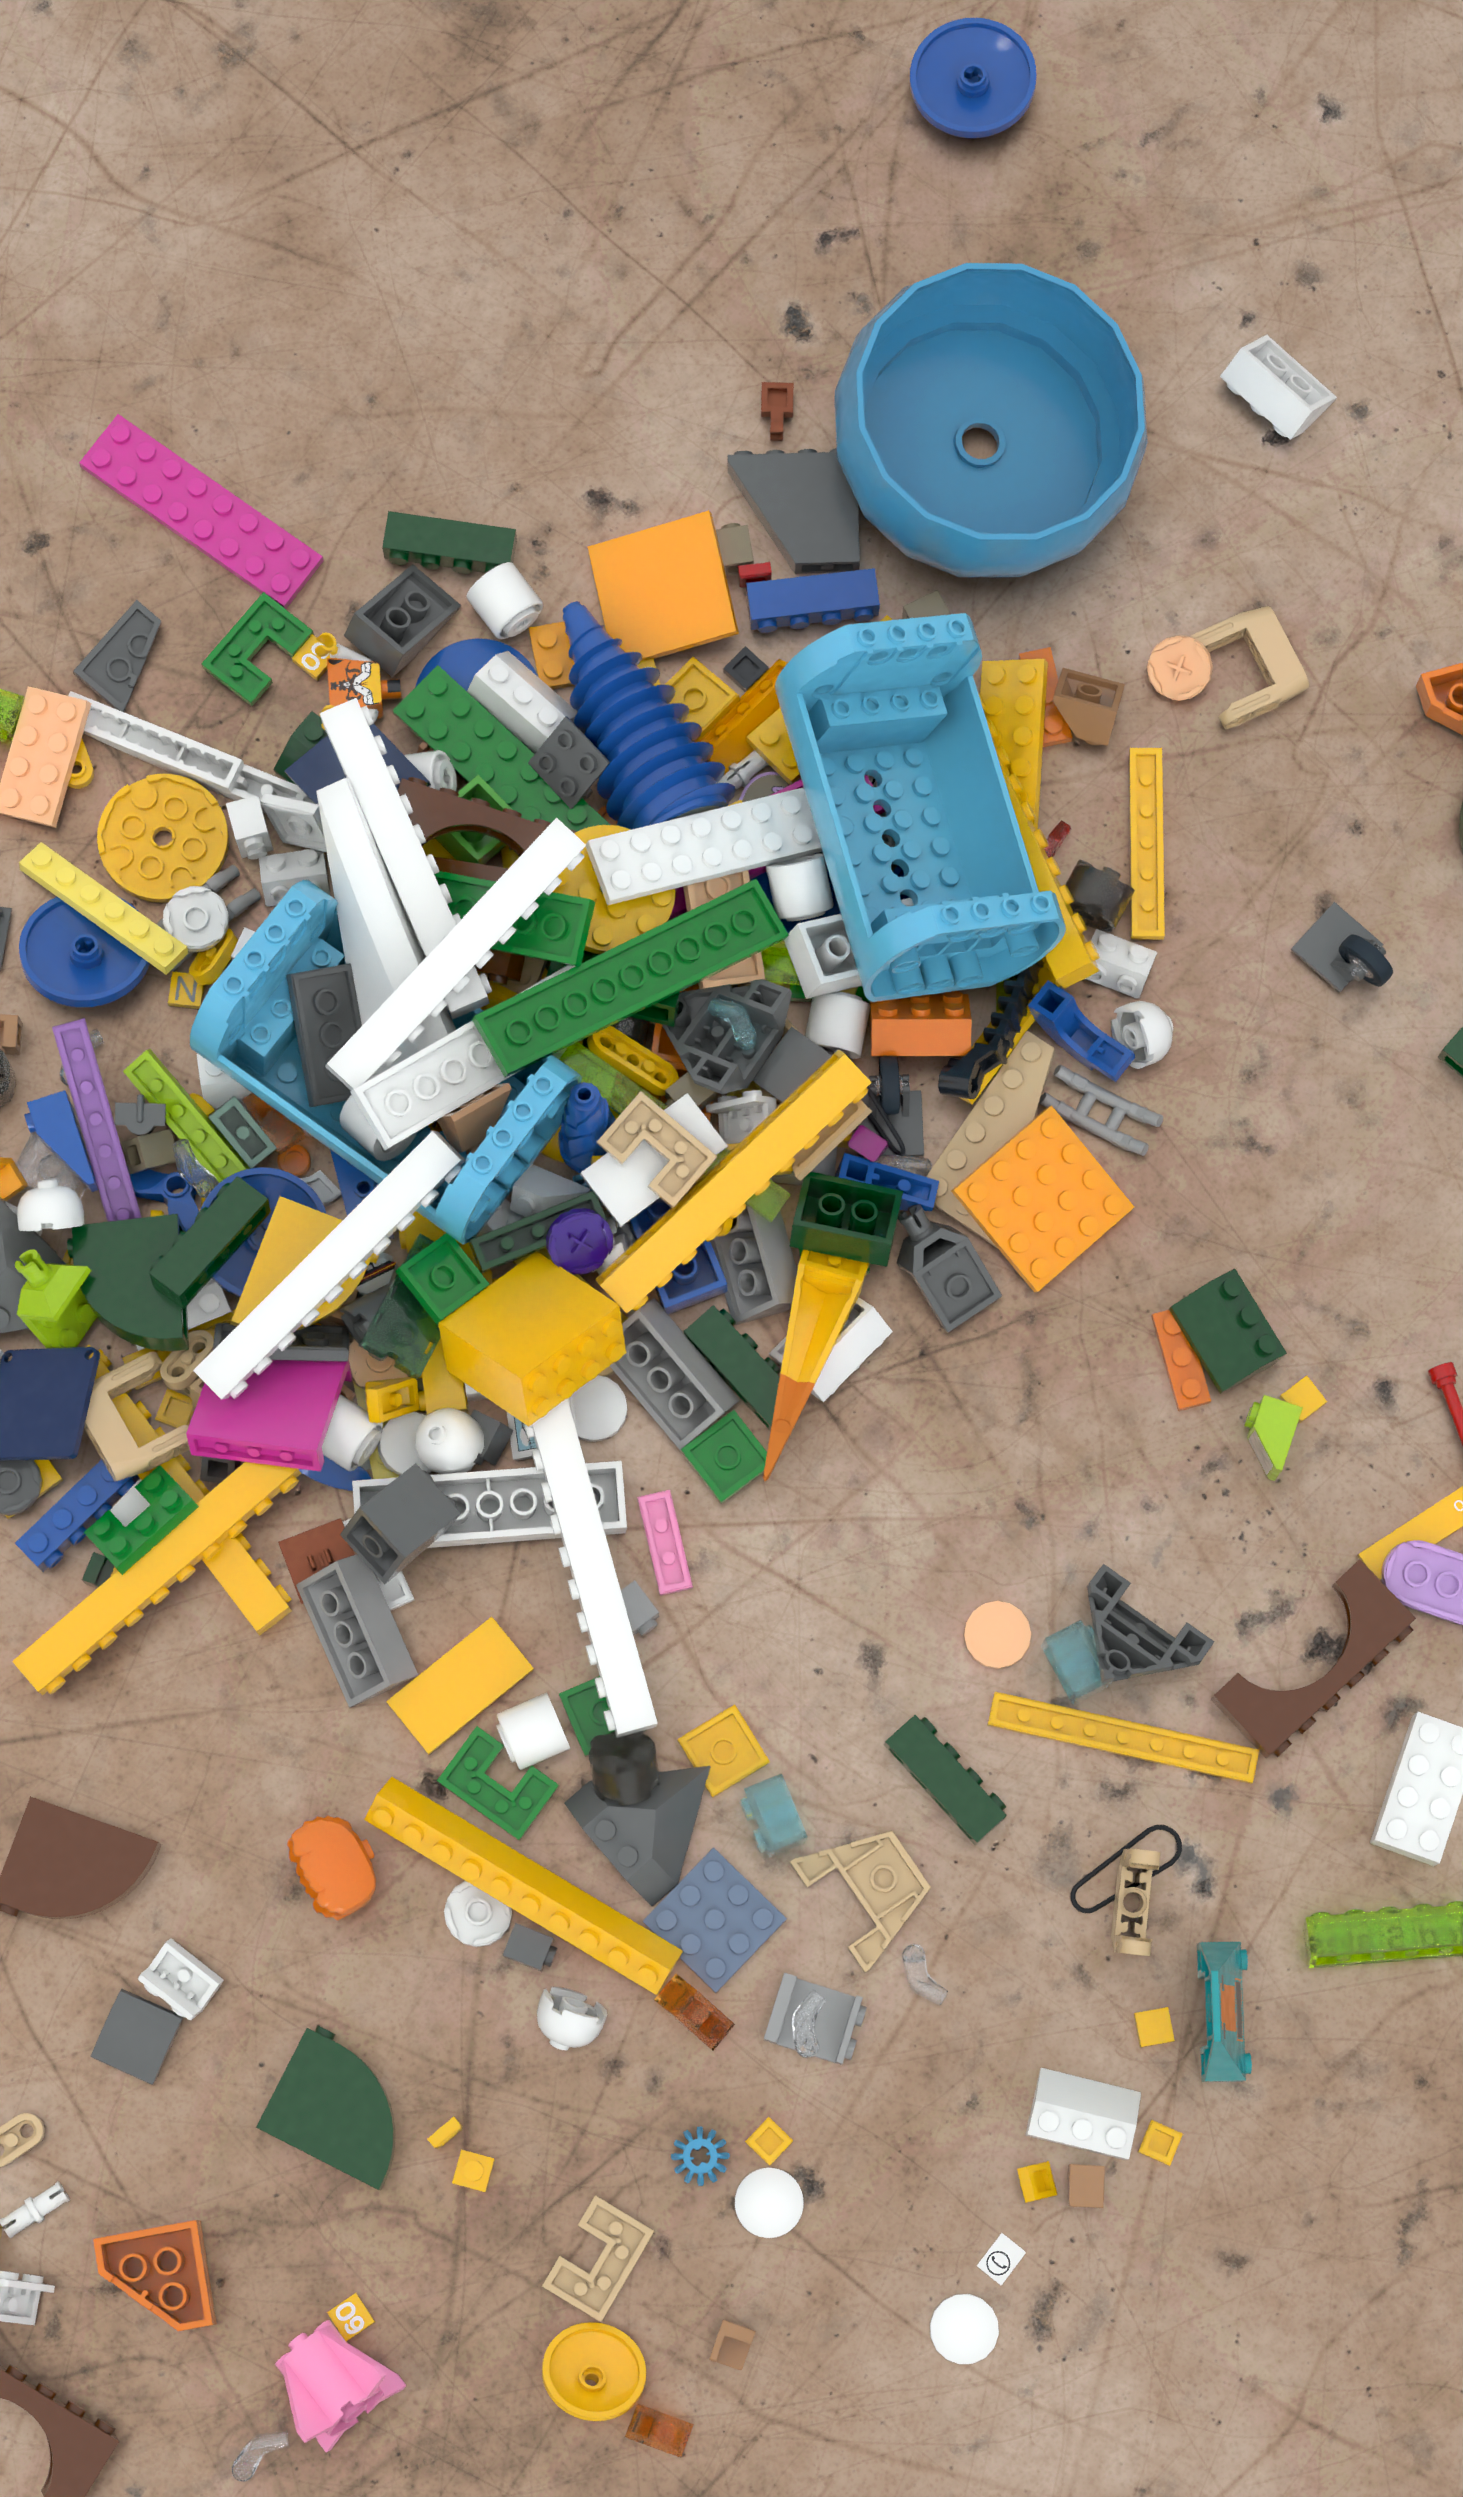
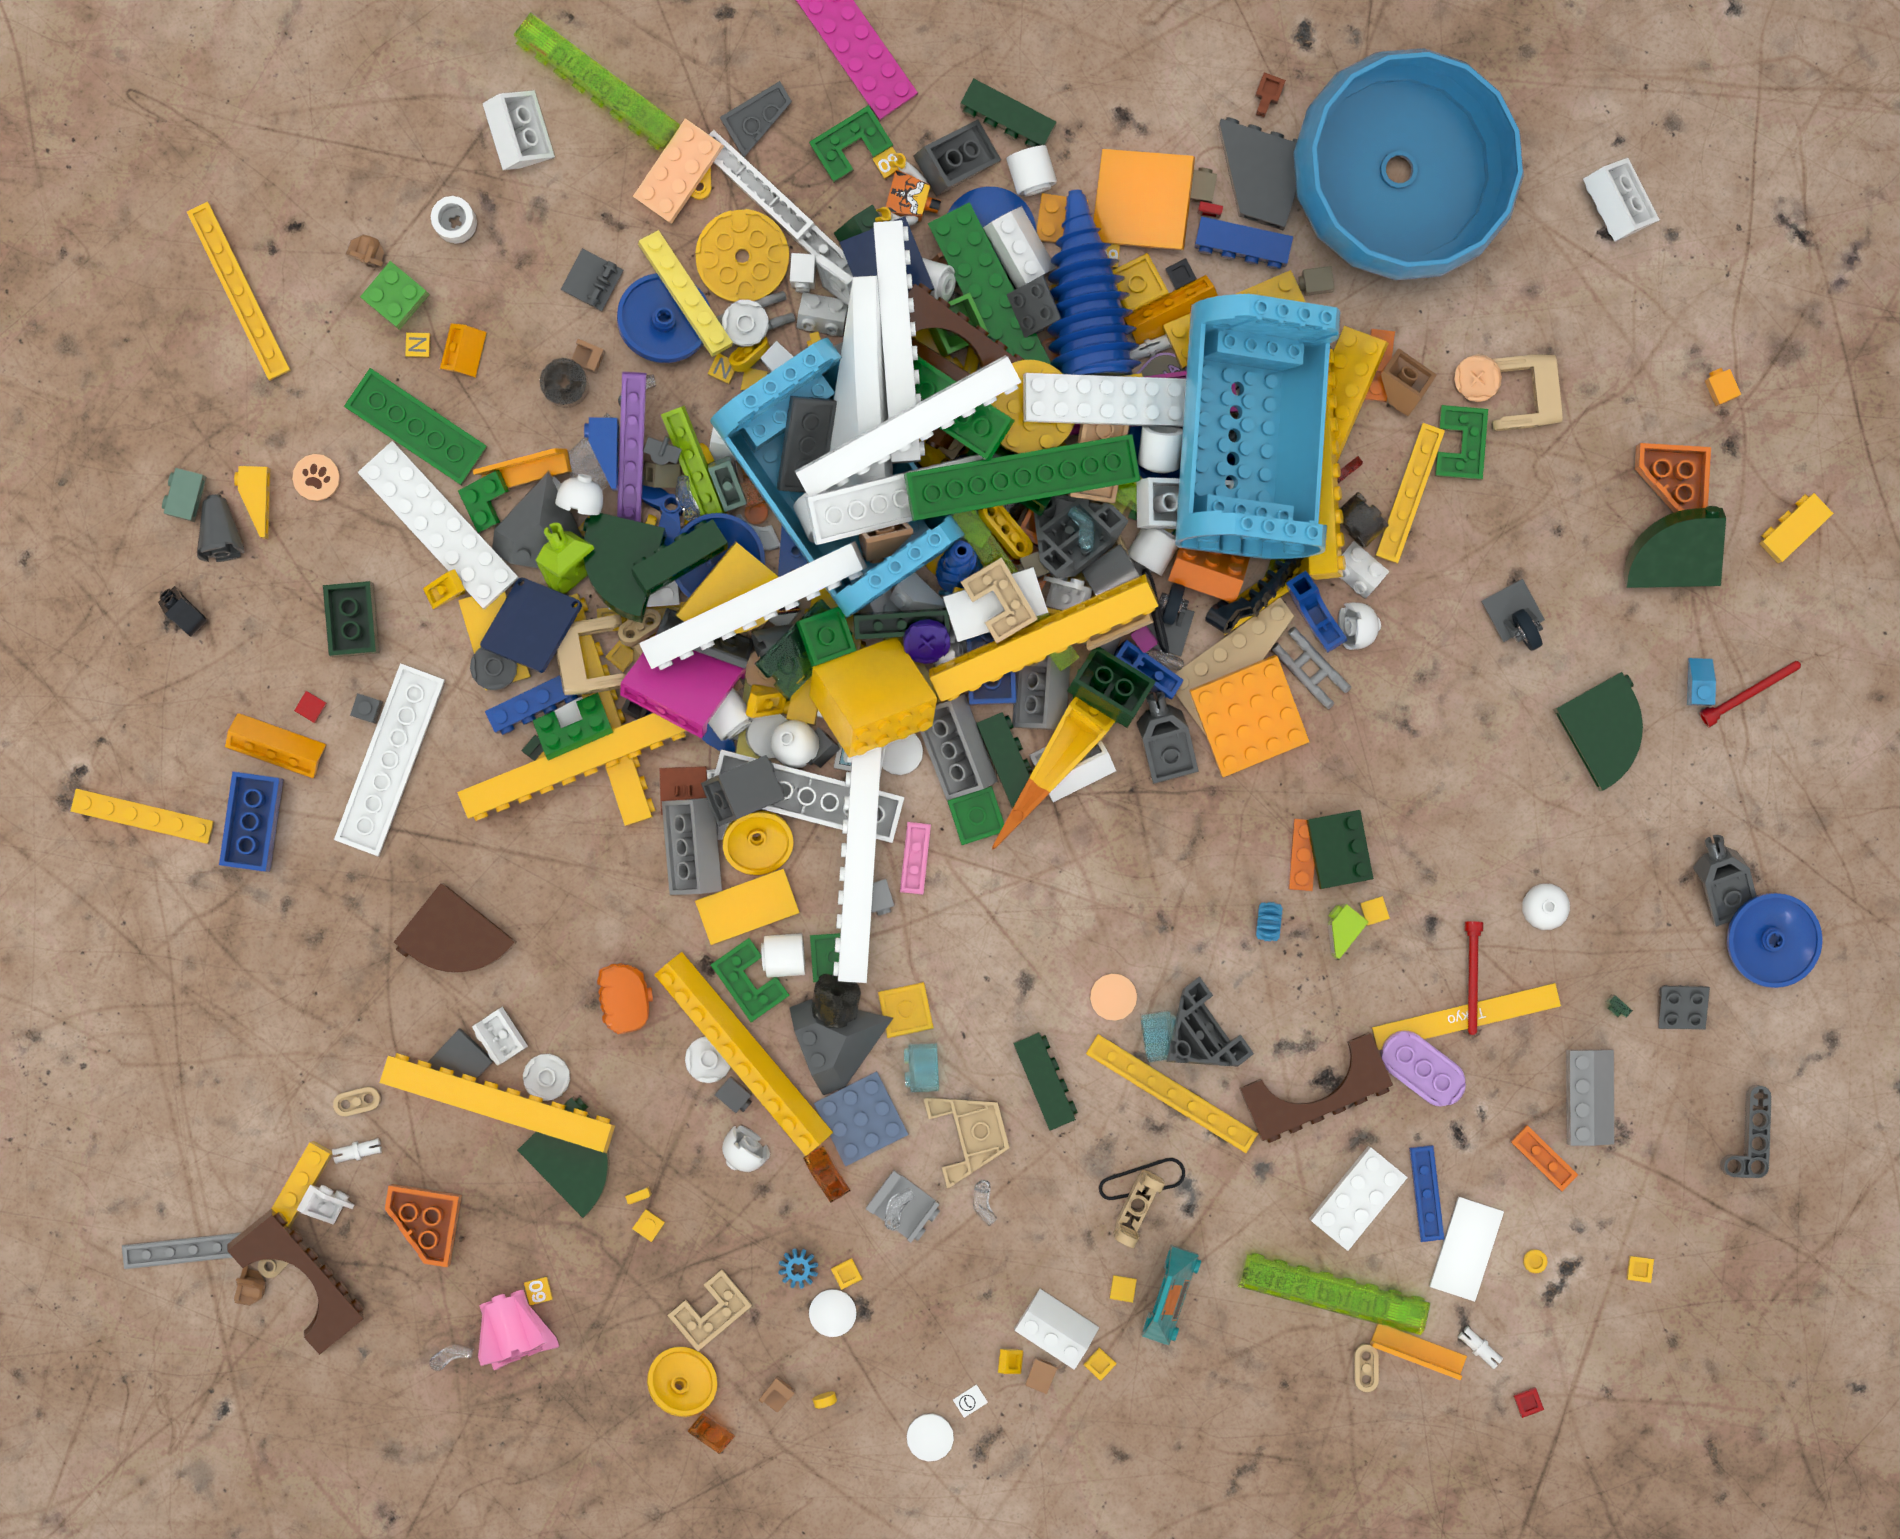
camera: 20 degrees right, 10 degrees up
(207, 2070) = (497, 1104): none -> yellow brick
(263, 2015) = (546, 1076): none -> white tile
(456, 1607) = (761, 853): none -> yellow dish
(800, 2328) = (824, 1400): none -> yellow tile
(1169, 1459) = (1269, 921): none -> dark azure gear
(1209, 772) = (1470, 461): none -> green plate

